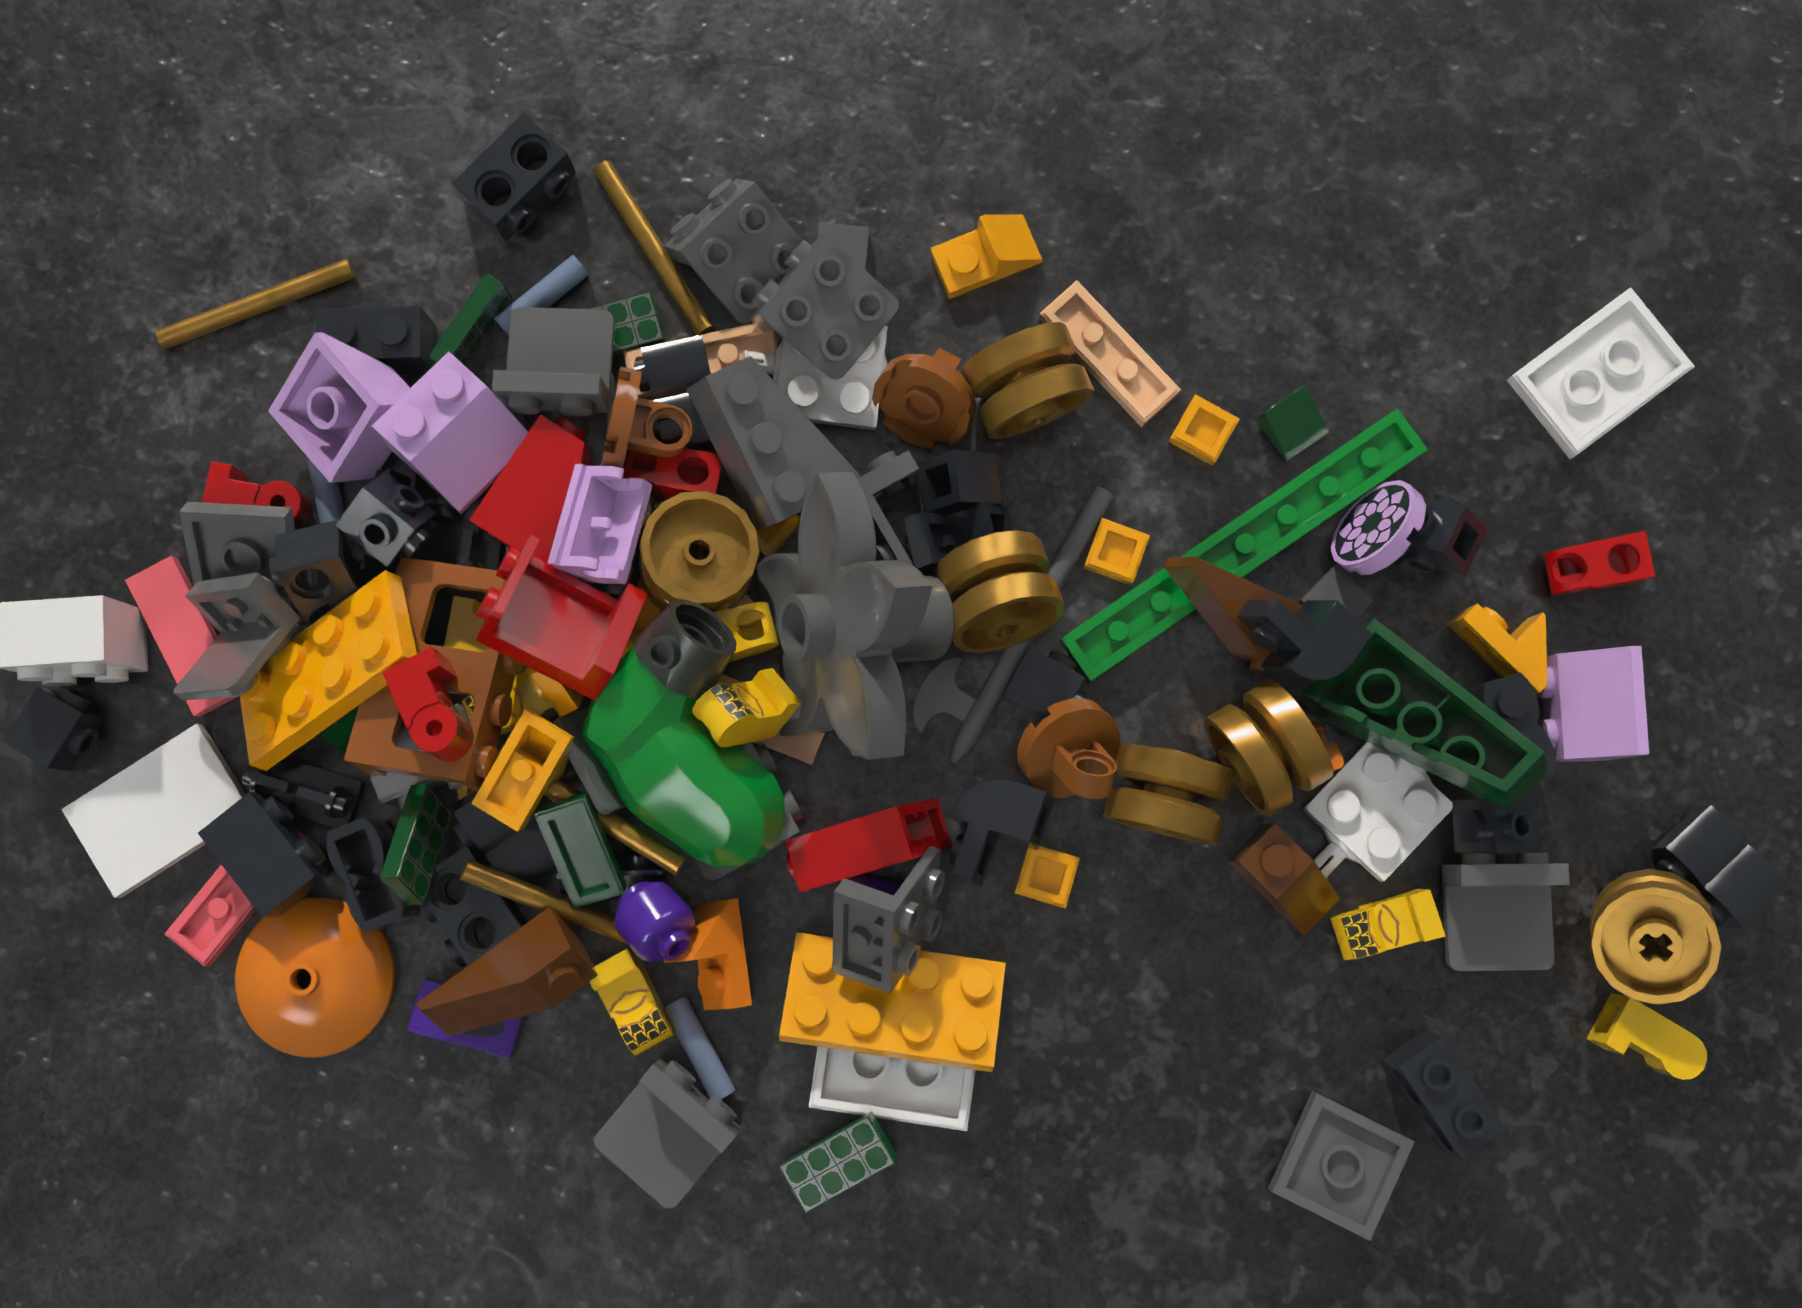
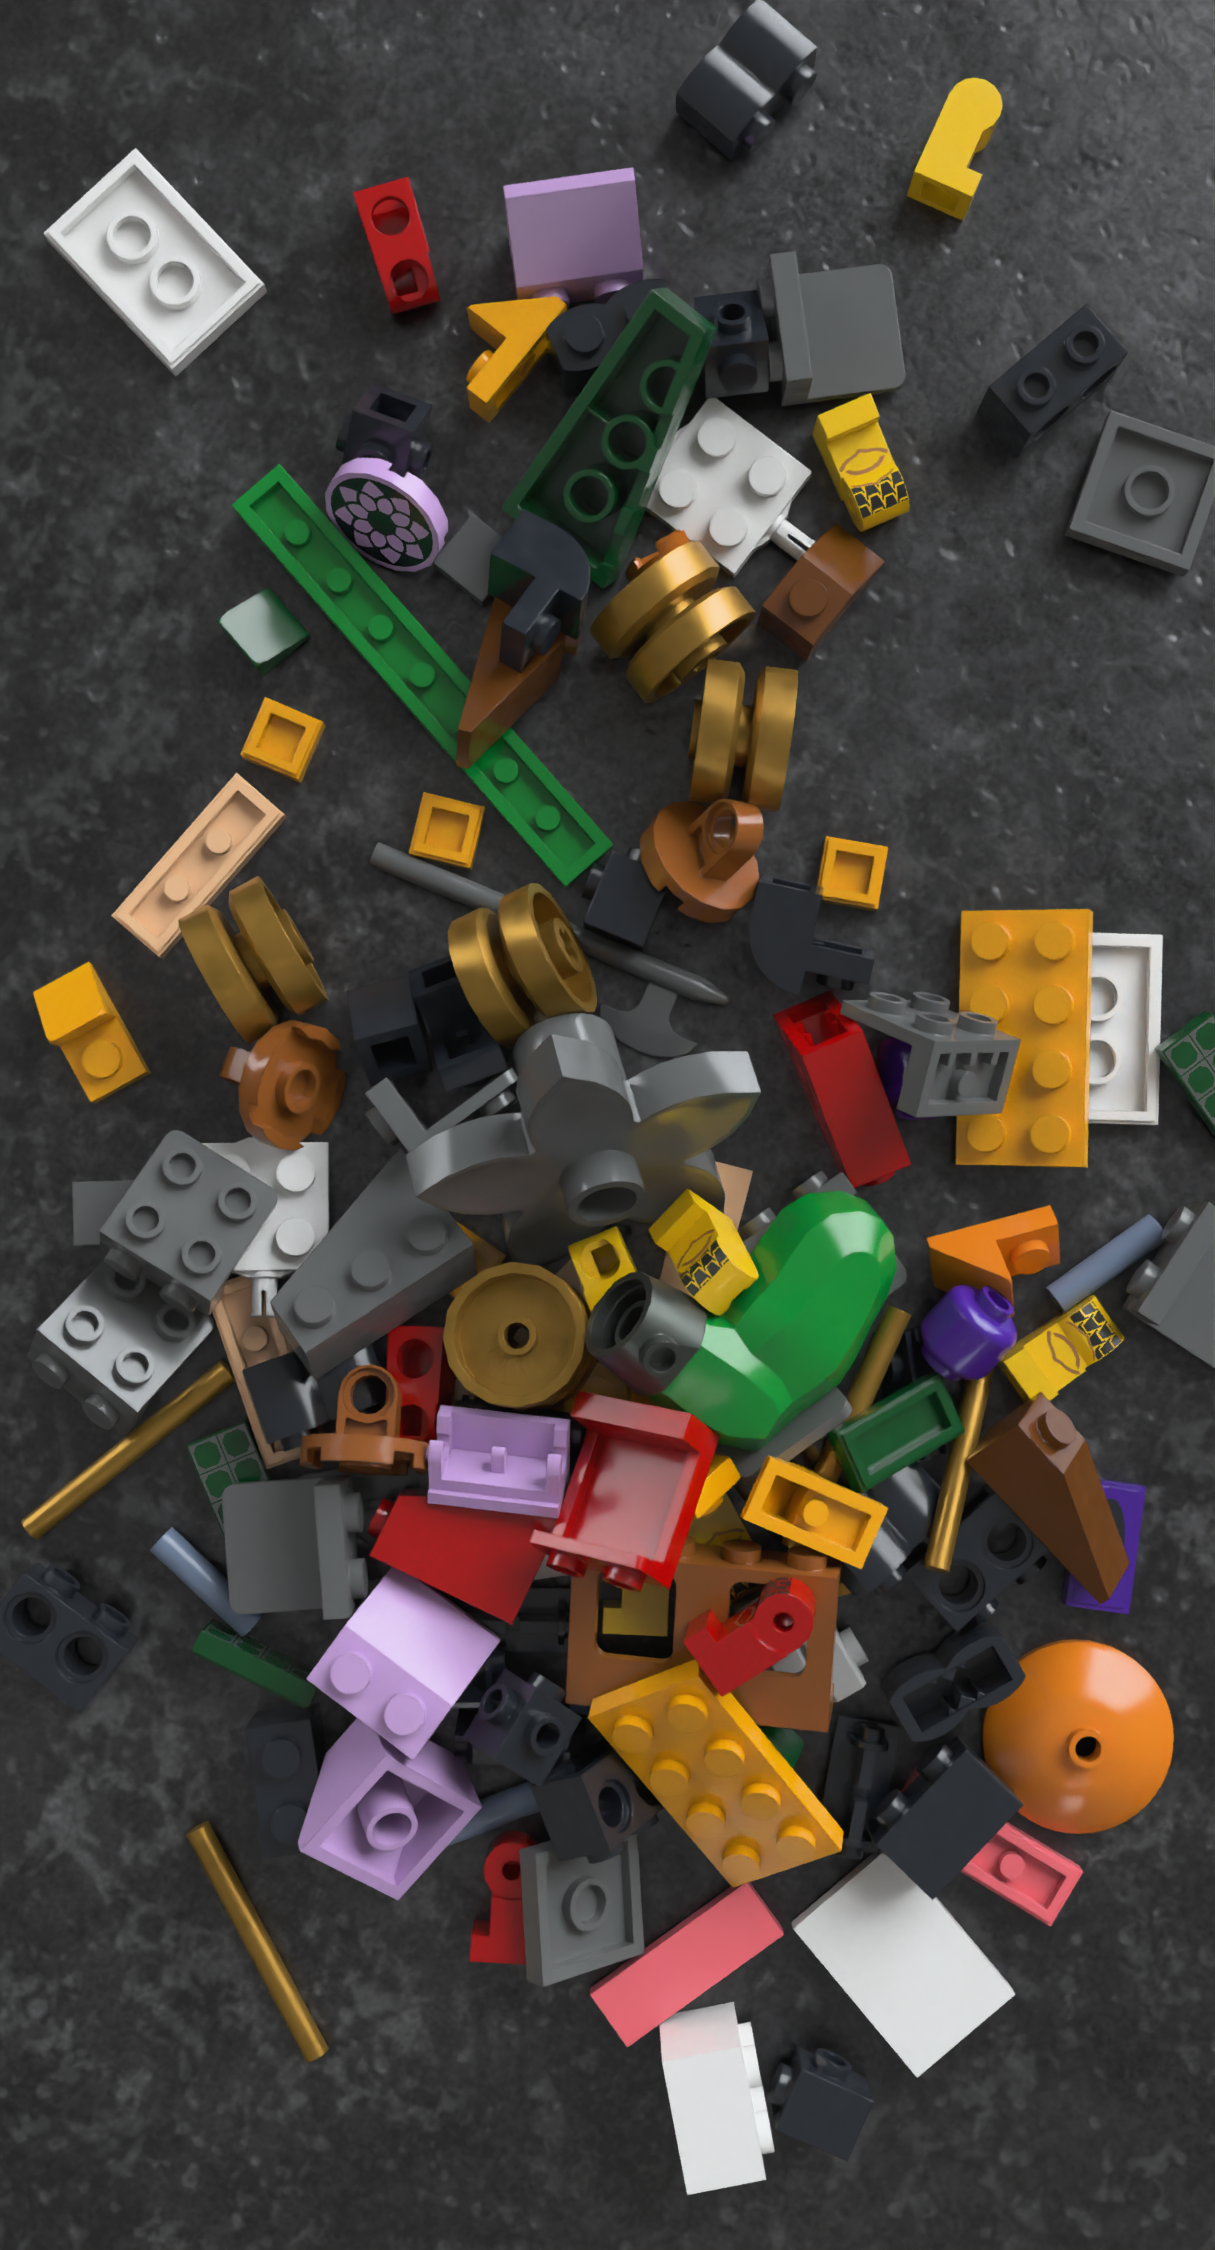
camera: 100 degrees left, 5 degrees up
(251, 628) = (683, 1877): dark grey bracket -> none
(416, 844) = (913, 1632): dark green tile -> none
(1666, 908) = (841, 148): pearl gold wheel -> none

